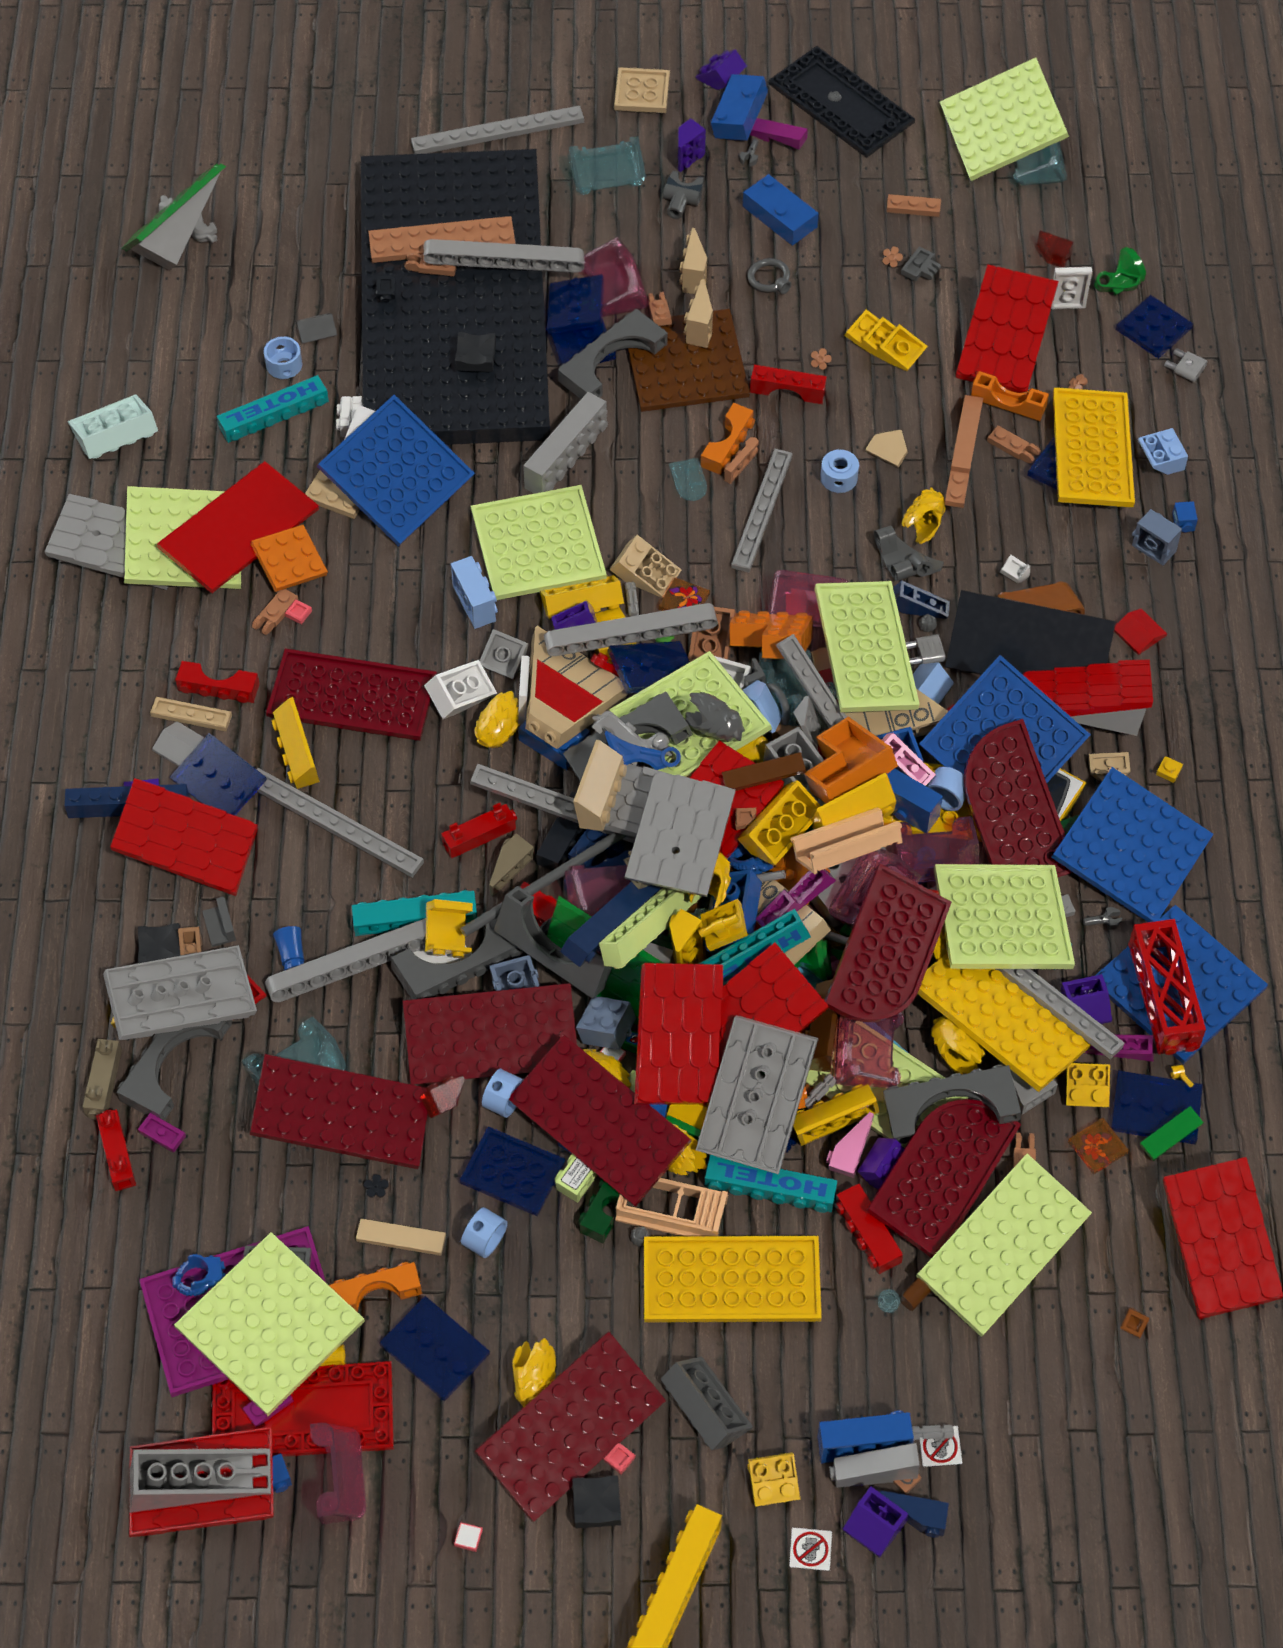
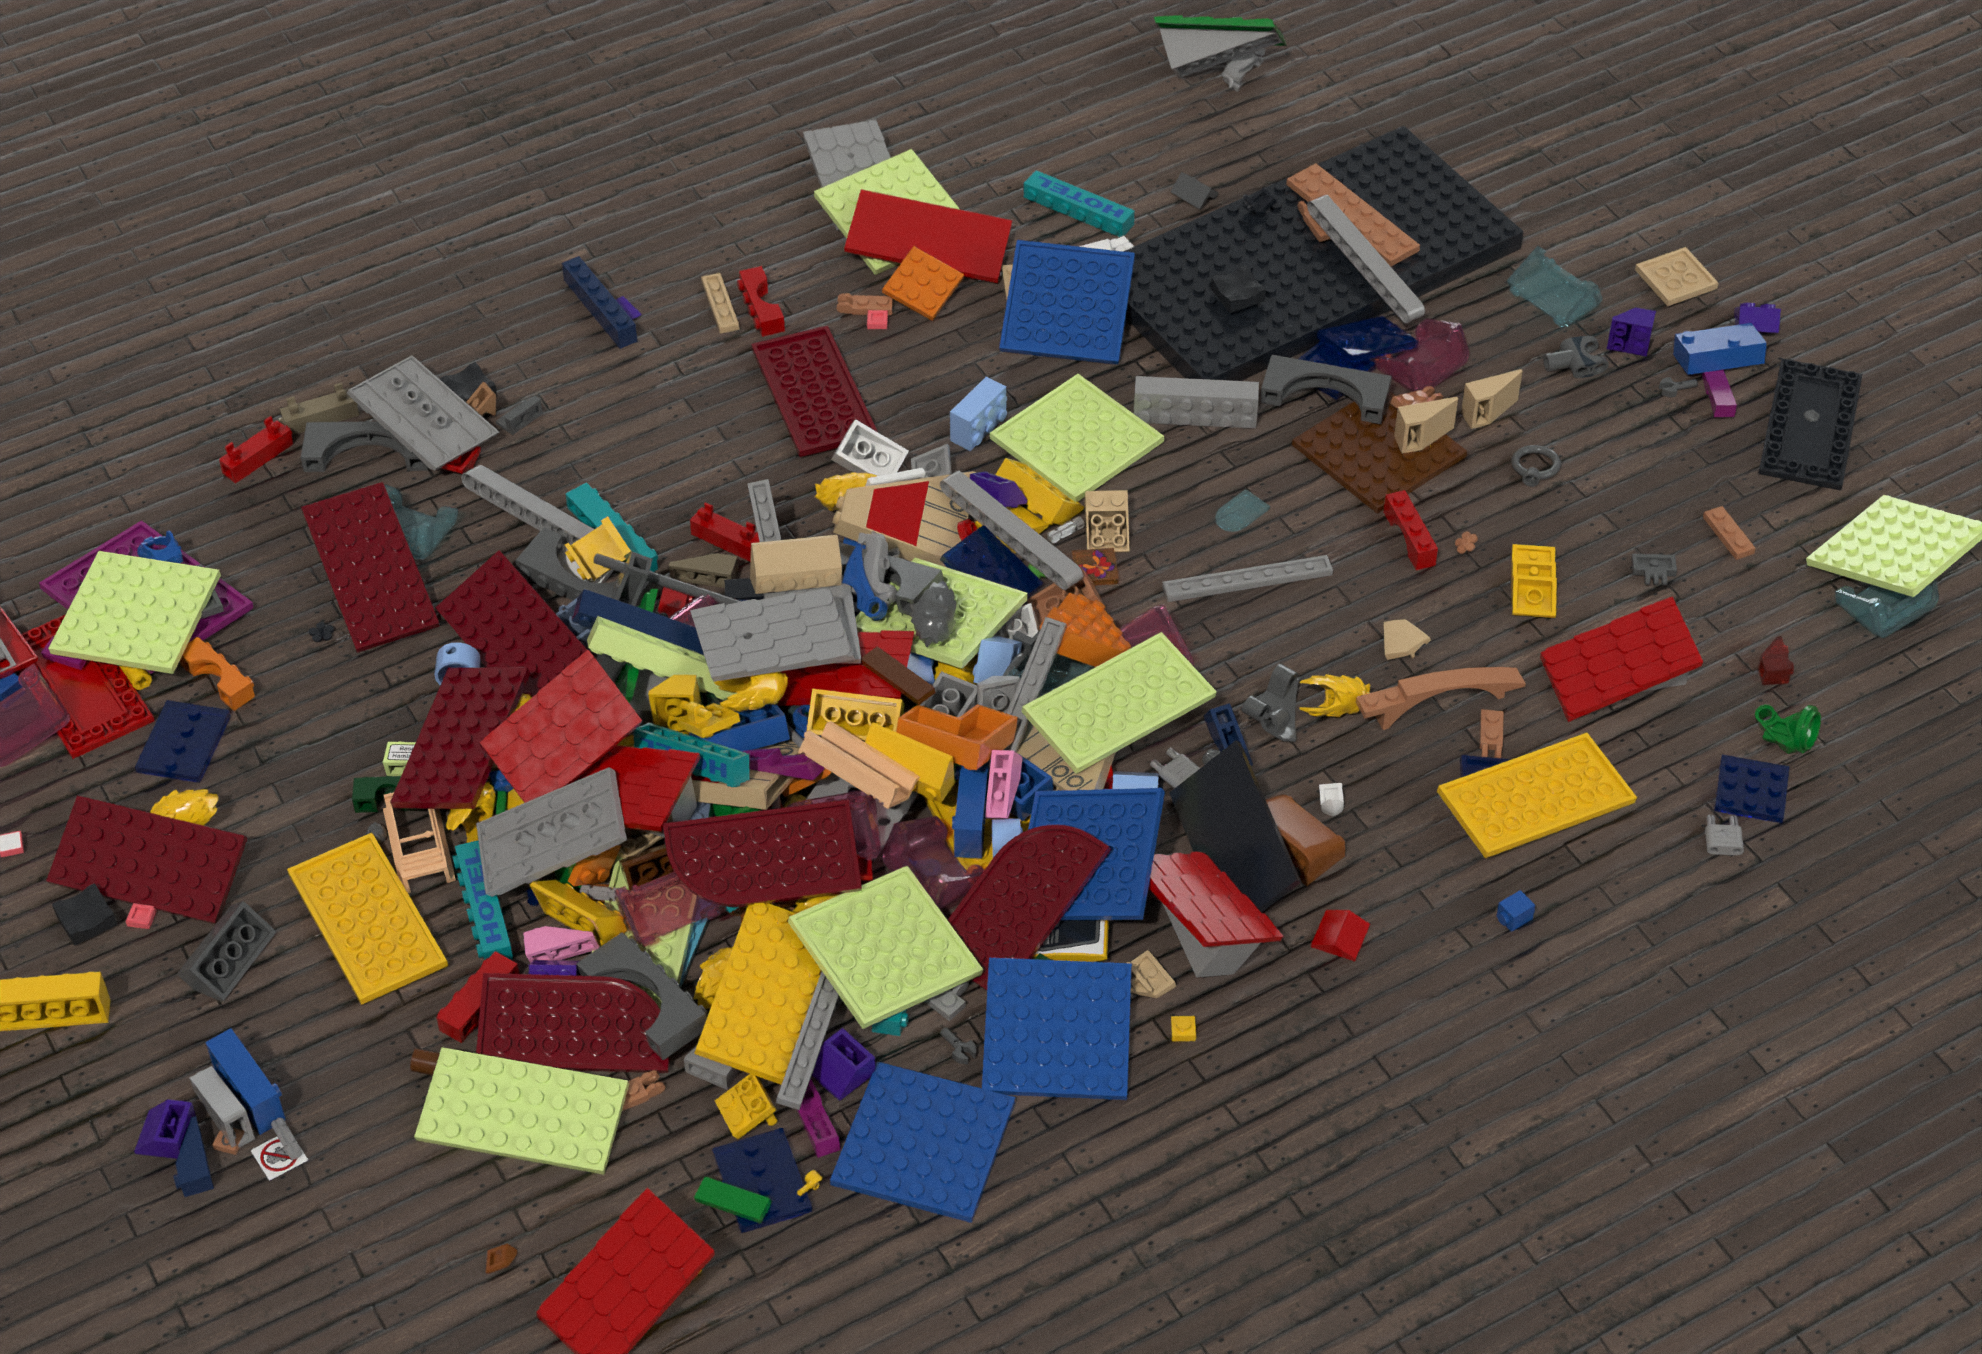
camera: 60 degrees right, 10 degrees down
(113, 426) = (976, 119): light aqua slope -> none
(162, 1132) = (290, 473): magenta plate -> none
(177, 743) = (684, 309): light grey slope -> none
(184, 837) = (579, 346): red piece -> none
(218, 776) = (662, 345): clear blue plate -> none
(289, 946) = (521, 466): blue plant -> none
(290, 352) = (1135, 185): light blue piece -> none
(295, 745) = (728, 375): yellow slope -> none
(340, 825) = (671, 440): light grey plate -> none
(401, 1237) = (280, 670): tan tile -> none
(443, 1097) = (431, 631): clear red slope -> none
(485, 1234) = (304, 711): light blue piece -> none
(497, 130) = (1533, 205): light grey plate -> none
(512, 1171) = (387, 712): clear blue plate -> none
(718, 454) = (1282, 517): orange arch -> none
(741, 460) = (1291, 536): nougat hinge -> none
(744, 817) = (842, 685): nougat tile -> none
(774, 1479) = (172, 1033): yellow plate -> none
(780, 209) = (1621, 433): blue brick -> none
(810, 1549) = (120, 1098): sticker -> none
(831, 474) = (1337, 620): light blue piece -> none
(889, 1301) = (409, 1044): clear light blue tile -> none
(892, 256) = (1644, 542): nougat plant -> none
(1029, 404) = (1548, 719): orange arch -> none
(1072, 287) = (1720, 686): white tile -> none
(1078, 382) = (1615, 753): nougat plant -> none
(1098, 1146) = (686, 1148): clear orange tile -> none
(1143, 942) = (847, 1158): red piece -> none
(1156, 537) = (1463, 892): sand blue brick -> none
(1164, 451) = (1582, 856): light blue slope -> none

